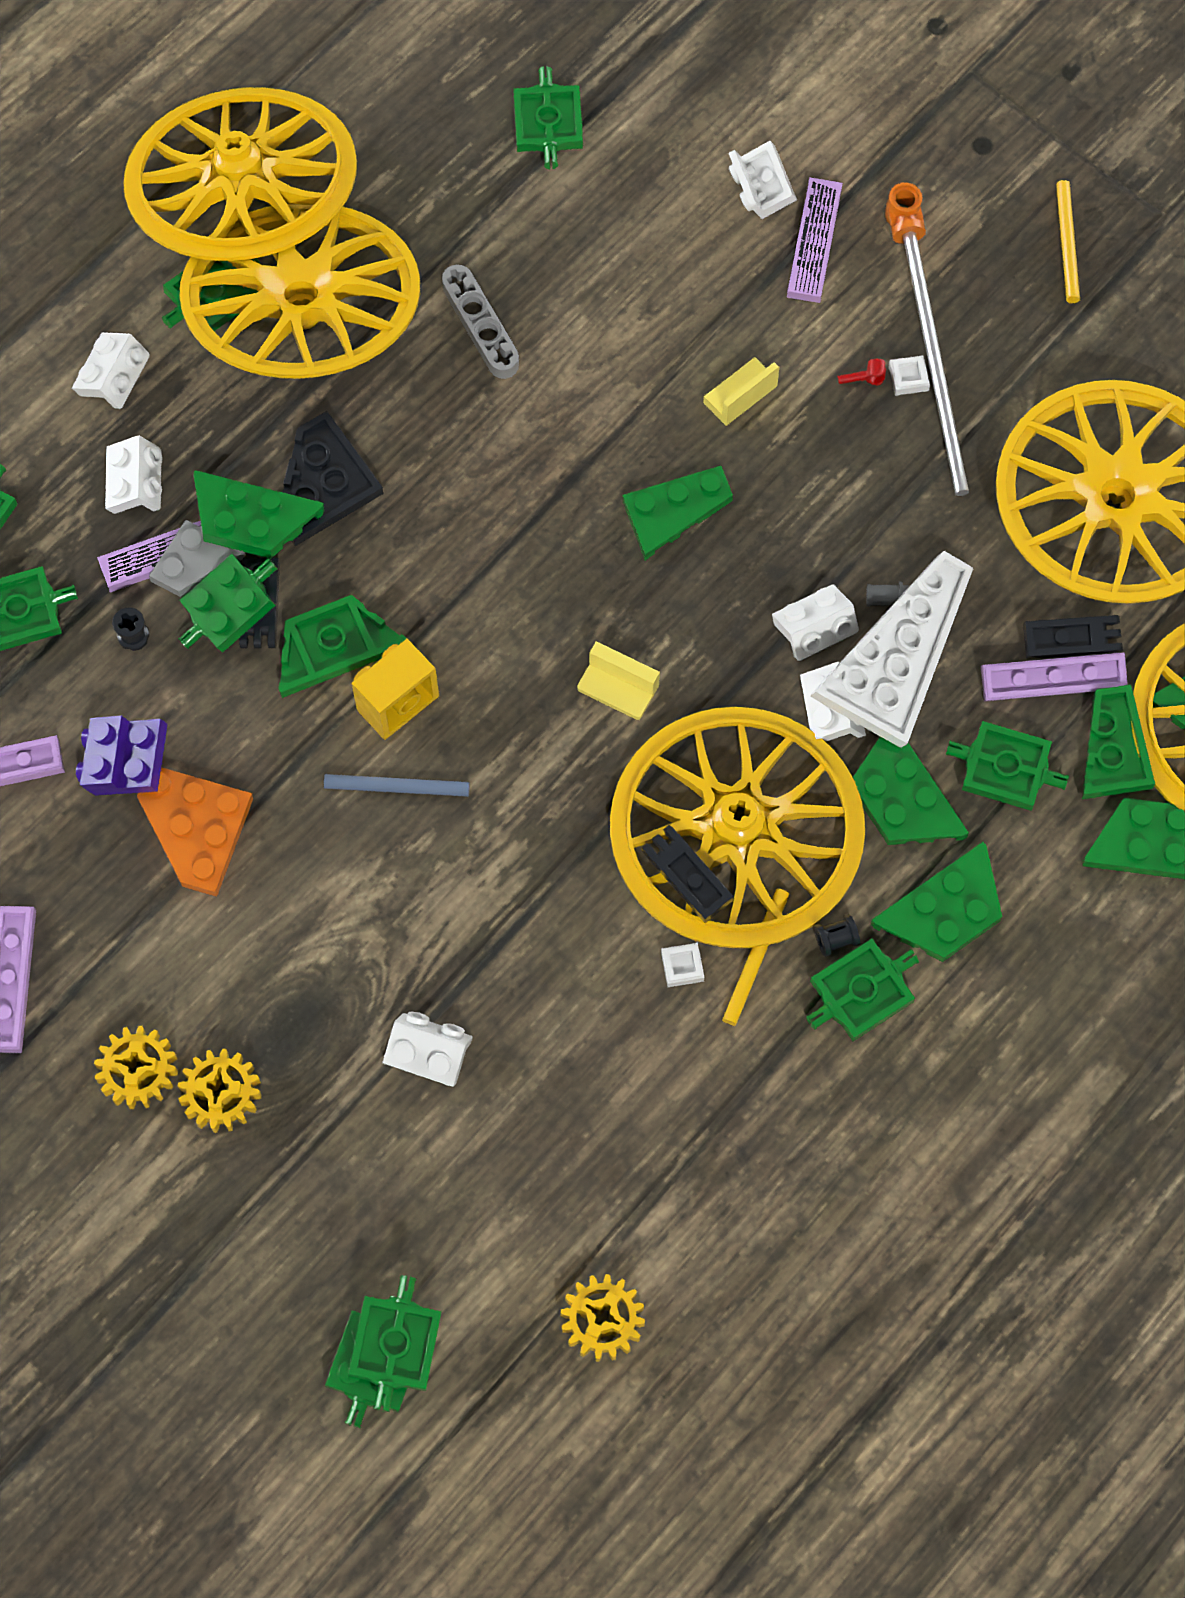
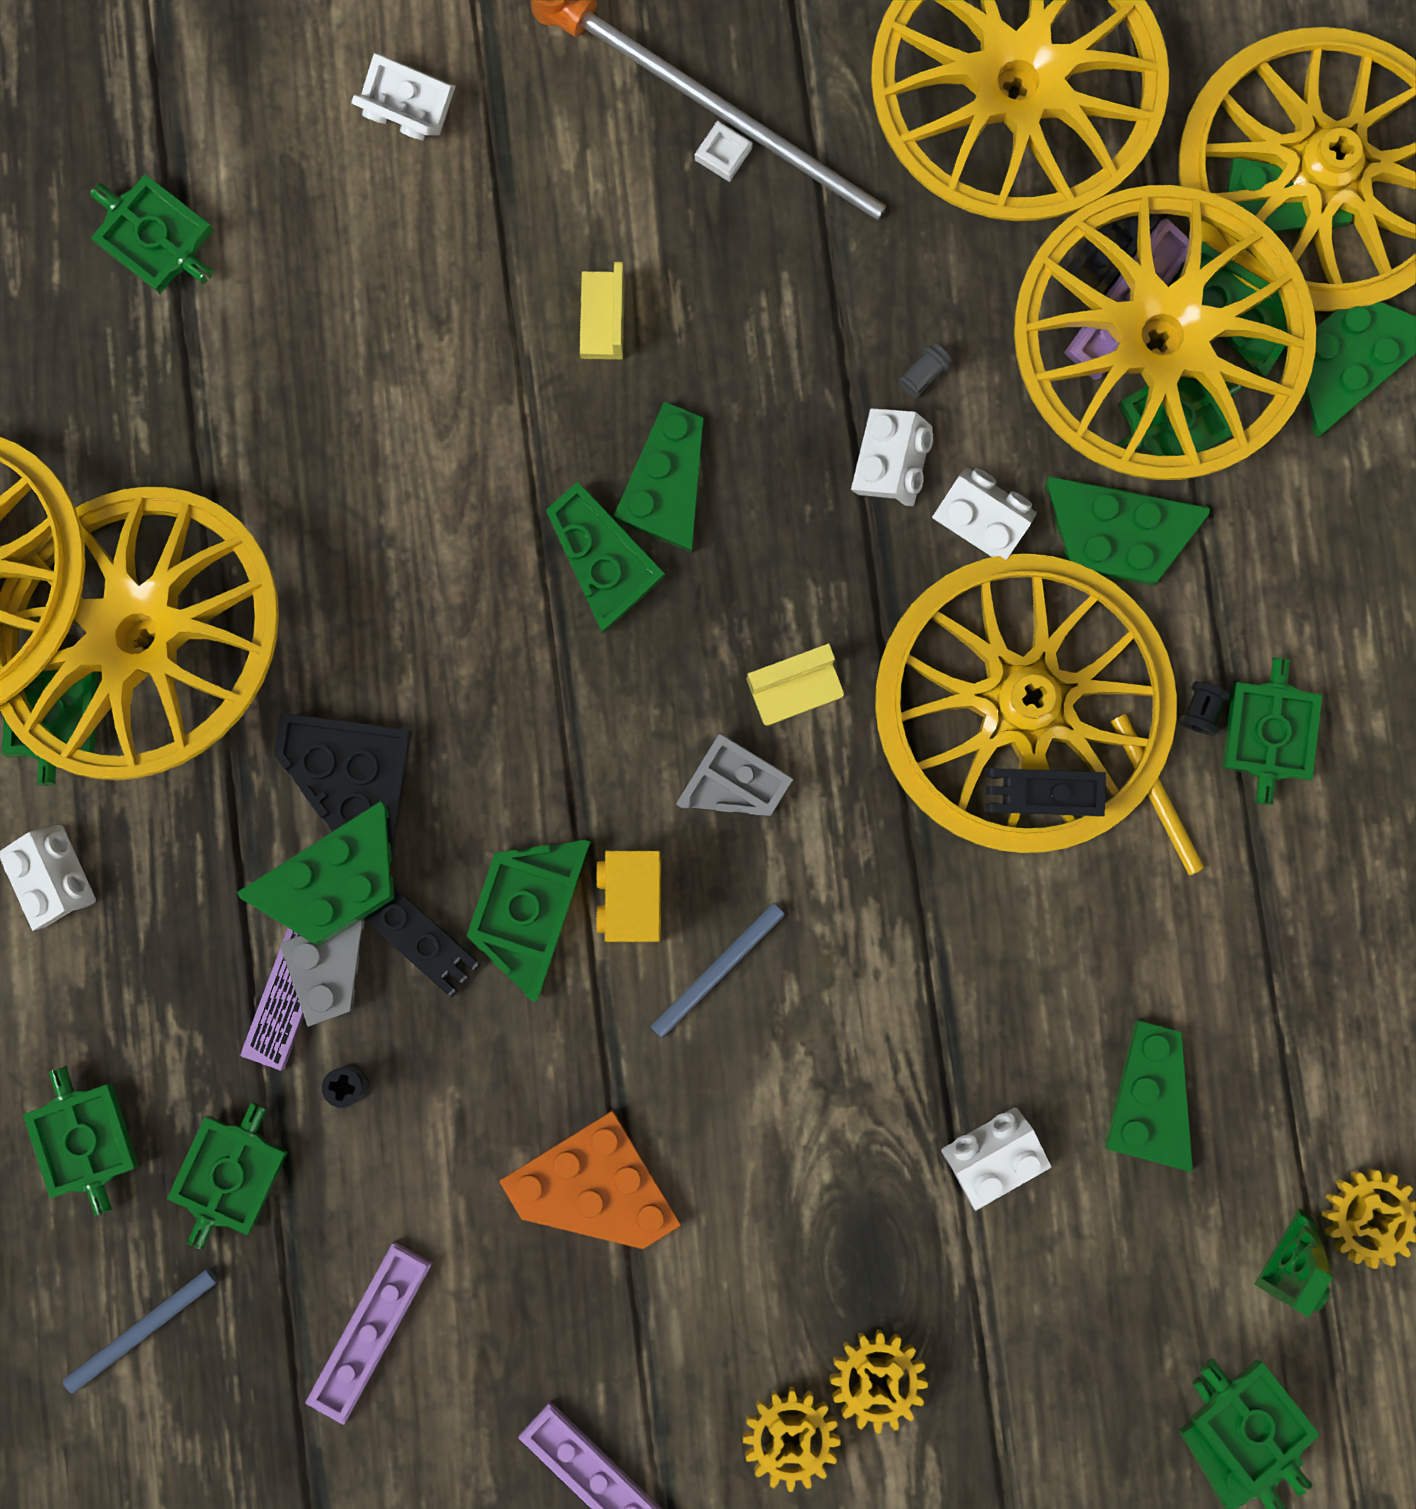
camera: 50 degrees left, 15 degrees up
(121, 755) = (471, 1202): plate -> none
(133, 475) = (182, 950): white bracket -> none
(227, 603) = (401, 975): green plate -> none
(477, 322) = (313, 482): light grey beam -> none
(523, 1277) = (1298, 1268): none -> green wing
(524, 696) = (735, 781): none -> light grey wing
(552, 1116) = (1152, 1100): none -> green wing
(592, 510) = (602, 555): none -> green wing
(682, 965) = (1110, 865): white tile -> none
(814, 240) = (508, 107): lavender tile -> none
(874, 375) = (695, 181): red hand -> none
(893, 664) = (1008, 447): white wing -> none
(947, 908) = (1258, 588): green wing -> none
(1051, 690) = (1176, 318): none -> yellow wheel

